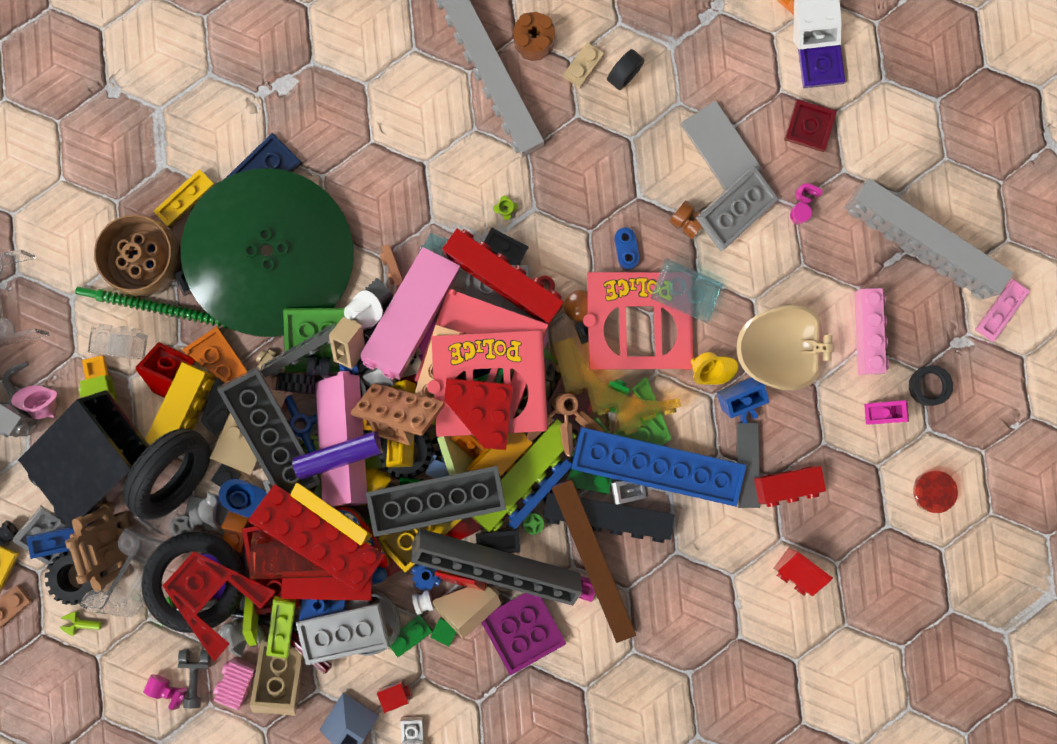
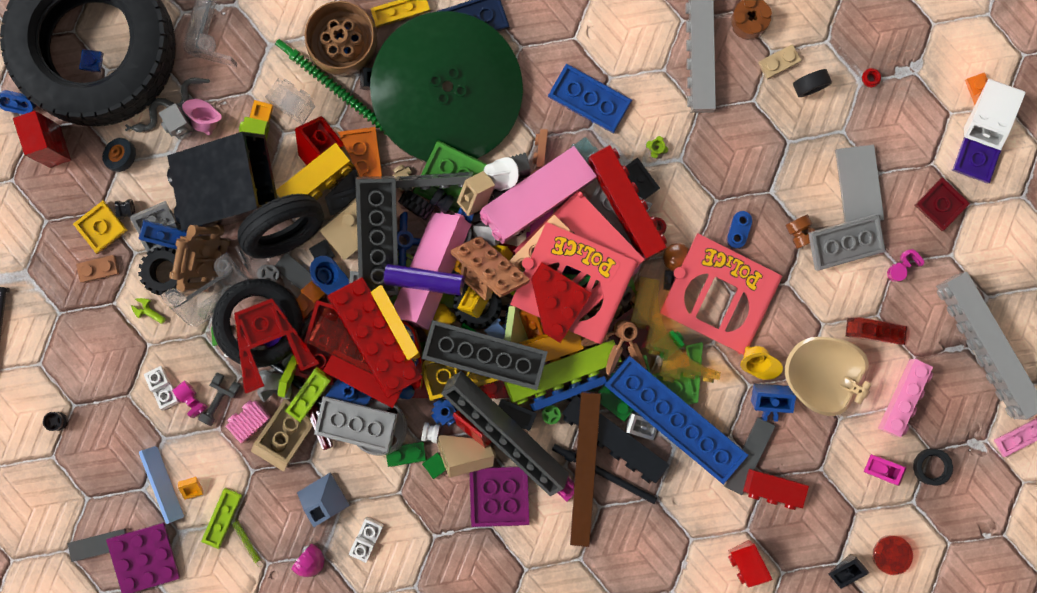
camera: 30 degrees right, 0 degrees up
(131, 692) = (161, 388): none -> white slope
(206, 512) = (293, 272): light grey animal -> none
(394, 695) = (370, 496): red brick -> none
(415, 193) = (589, 98): none -> blue tile
(572, 555) = (570, 456): none -> black bar
(680, 31) = (873, 72): none -> red plate
(686, 290) = (771, 288): clear light blue tile -> none
(808, 280) = (876, 331): none -> clear red slope
(900, 530) = (848, 571): none -> black slope

